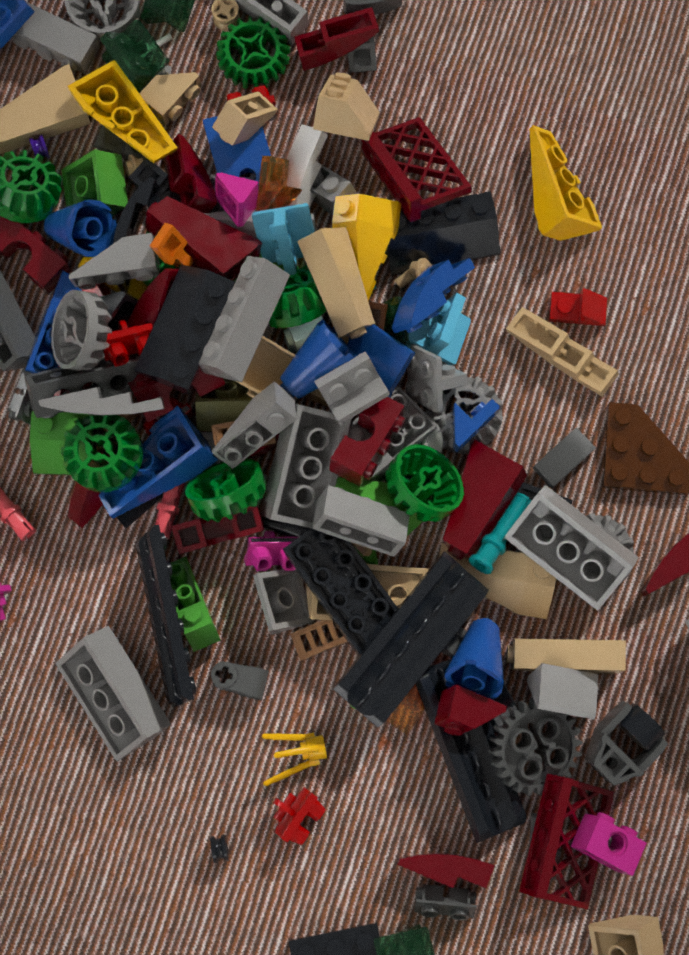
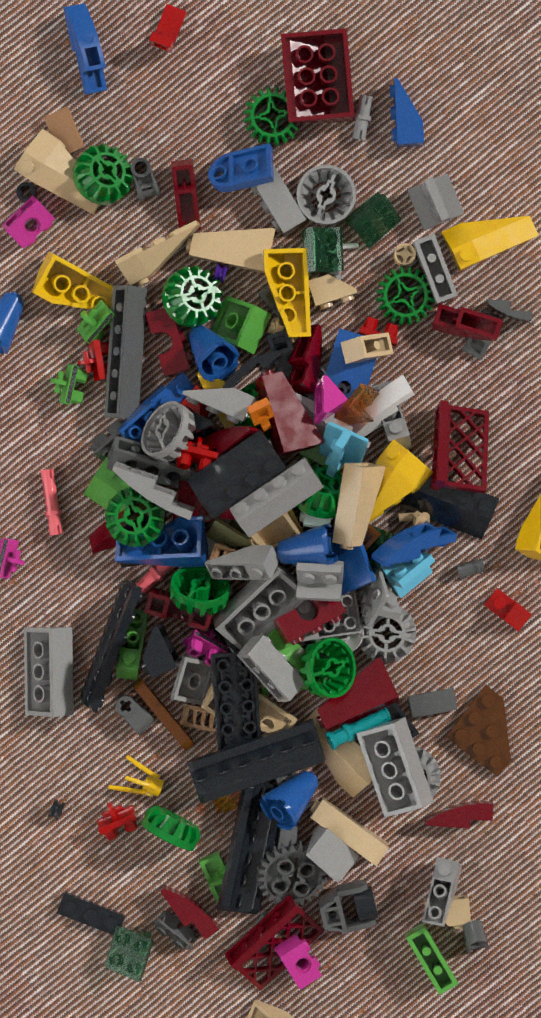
camera: 30 degrees right, 10 degrees up
(223, 583) = (160, 653): none -> black slope
(274, 659) = (163, 714): none -> reddish brown beam
(345, 108) = (439, 383): tan slope -> none
(364, 779) = (171, 828): none -> green gear
(447, 805) = (214, 871): none -> bright green slope
(465, 710) = (261, 826): dark red slope -> none
(466, 428) = (377, 648): blue slope -> none
(510, 288) = (471, 568): none -> dark grey pin
(561, 351) = (477, 632): tan slope -> none

